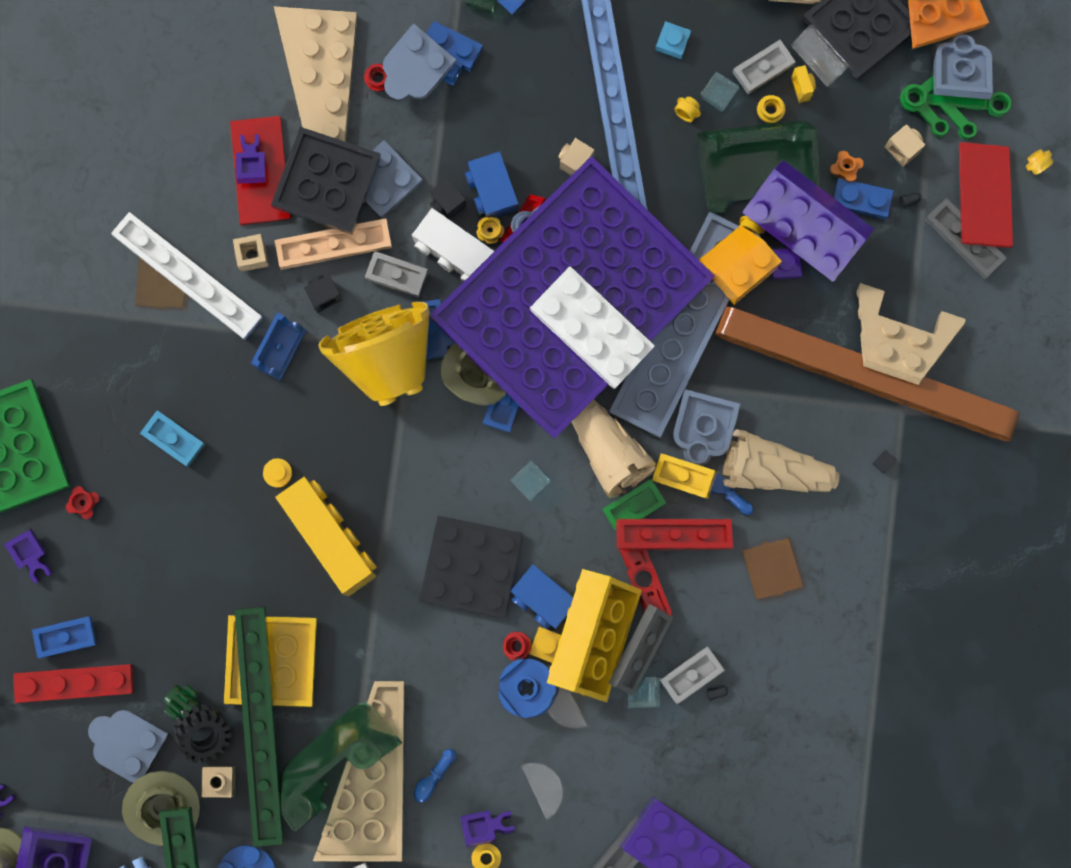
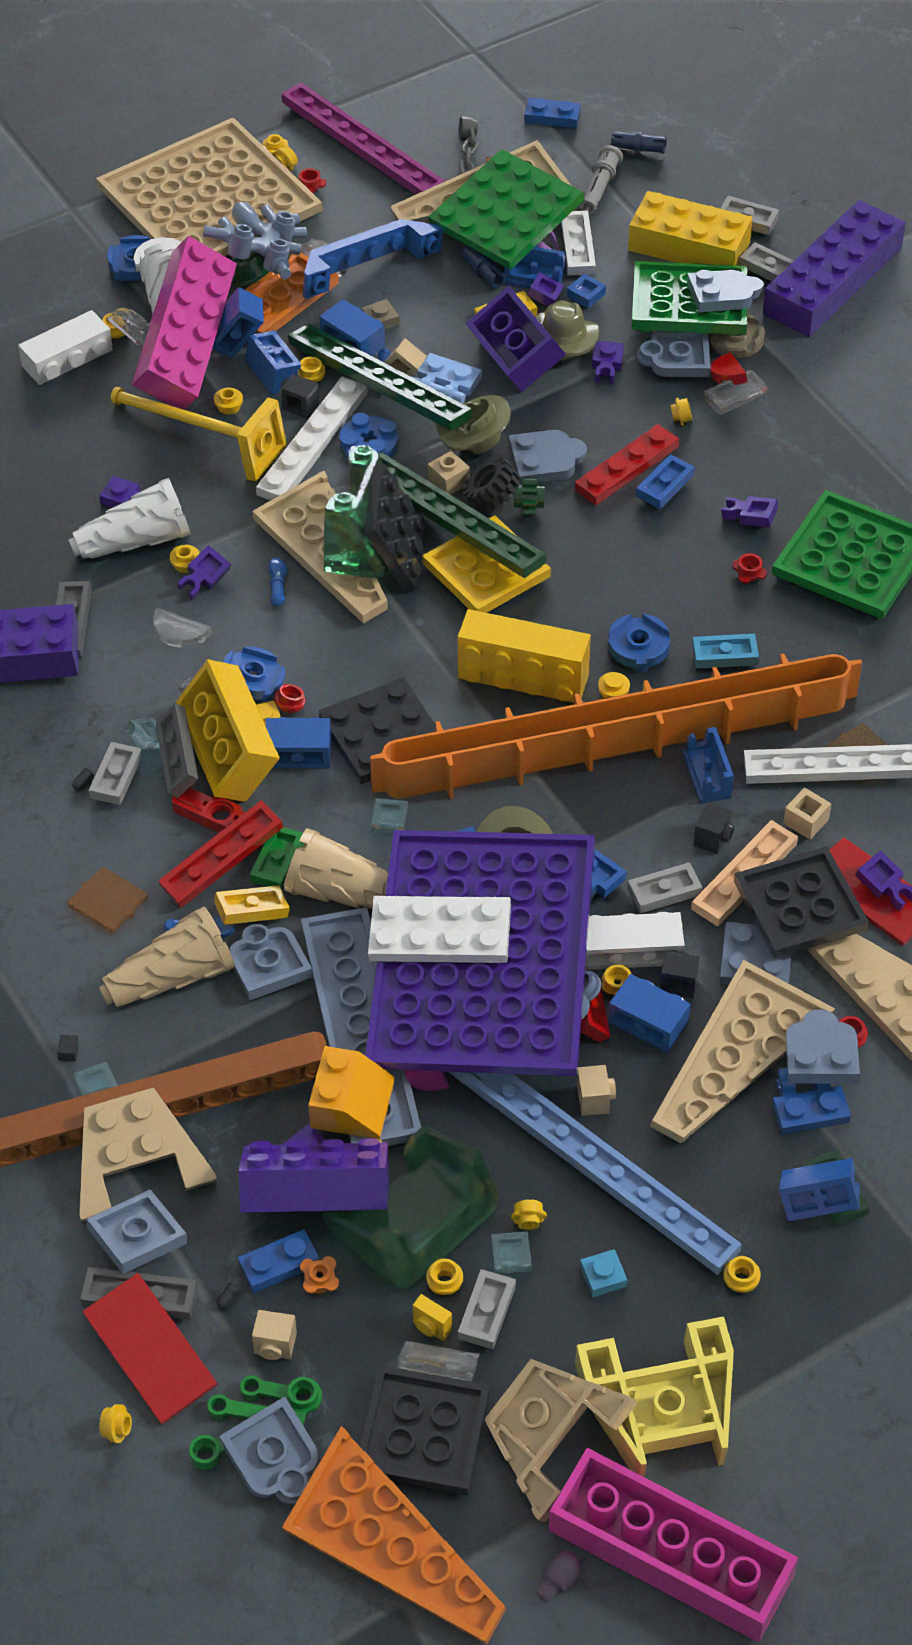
camera: 140 degrees right, 30 degrees down
(212, 487) = (637, 655): none -> blue plate
(234, 367) = (614, 726): none -> orange piece
(320, 734) = (394, 527): none -> black plate
(383, 351) = (619, 799): yellow cone -> none
(460, 119) = (734, 1048): none -> tan wing
(887, 413) = (94, 1079): none -> clear light blue plate
(940, 278) = (136, 1231): none -> sand blue plate

